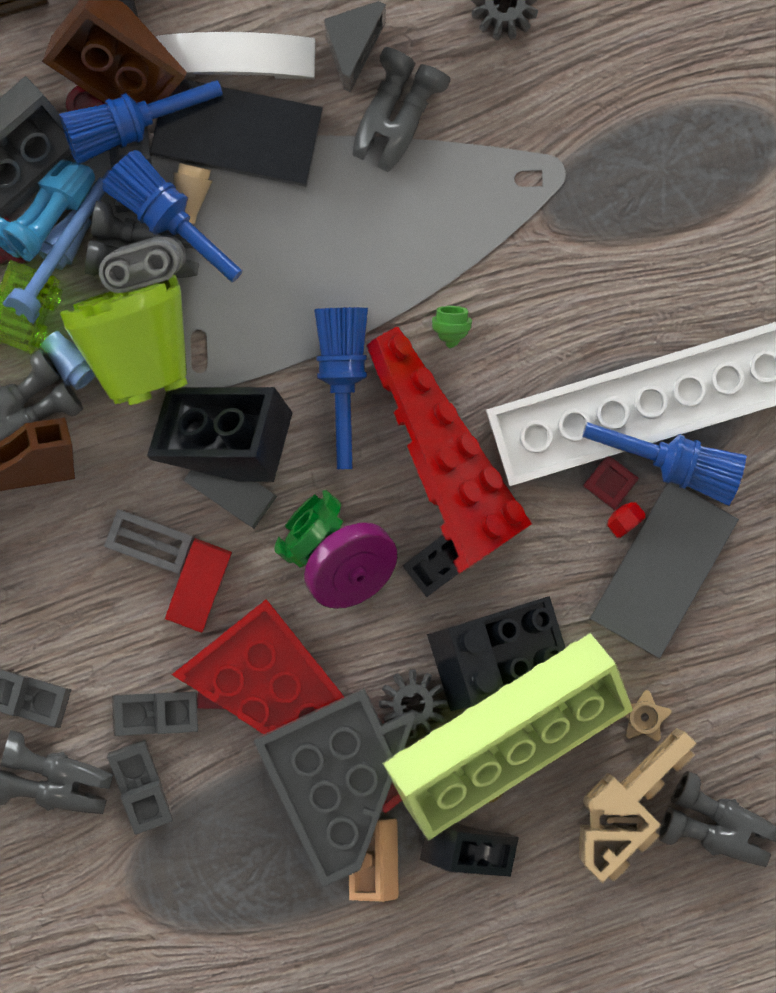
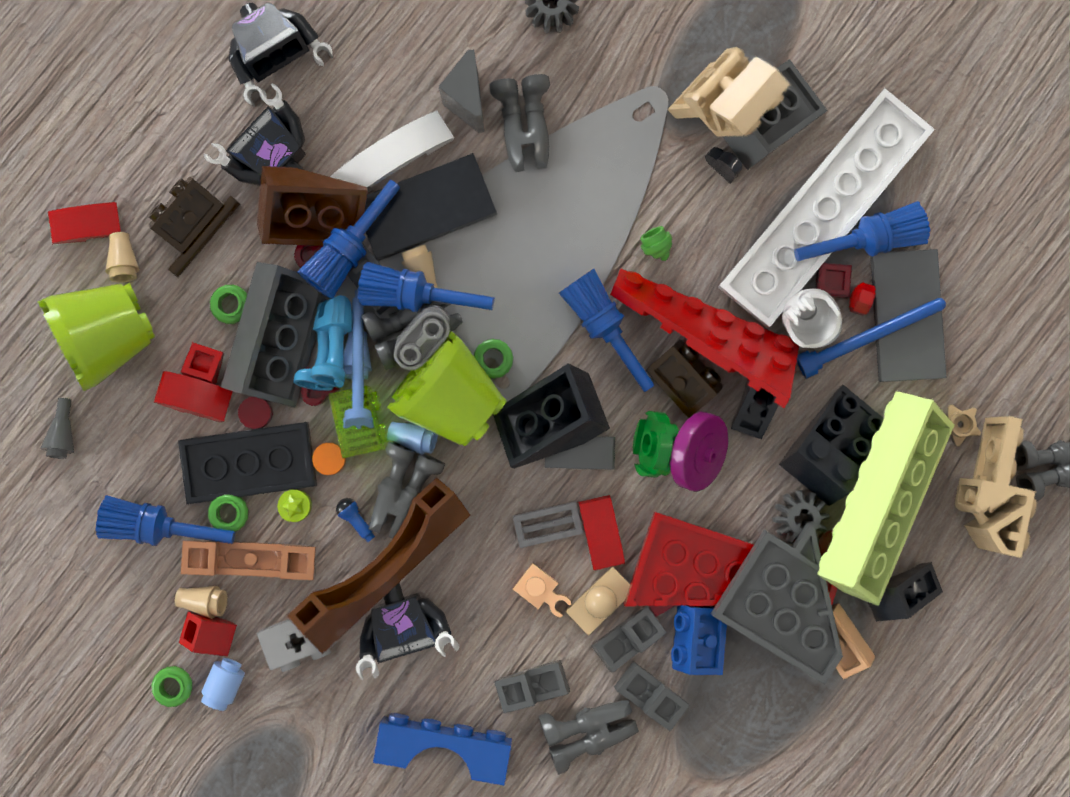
camera: 30 degrees left, 0 degrees up
(95, 600) = (538, 588): none -> light nougat plate
(150, 654) = (599, 600): none -> tan tile
(217, 345) = (504, 349): none -> bright green piece
(224, 762) = (698, 641): none -> blue bracket
(388, 482) = (685, 378): none -> dark brown bracket
(531, 552) = (812, 362): none -> blue piece
(557, 505) = (812, 318): none -> white helmet
(575, 287) = (724, 163): none -> black tile
(615, 221) = (732, 94): none -> tan piece
(655, 265) = (783, 122): none -> dark grey slope

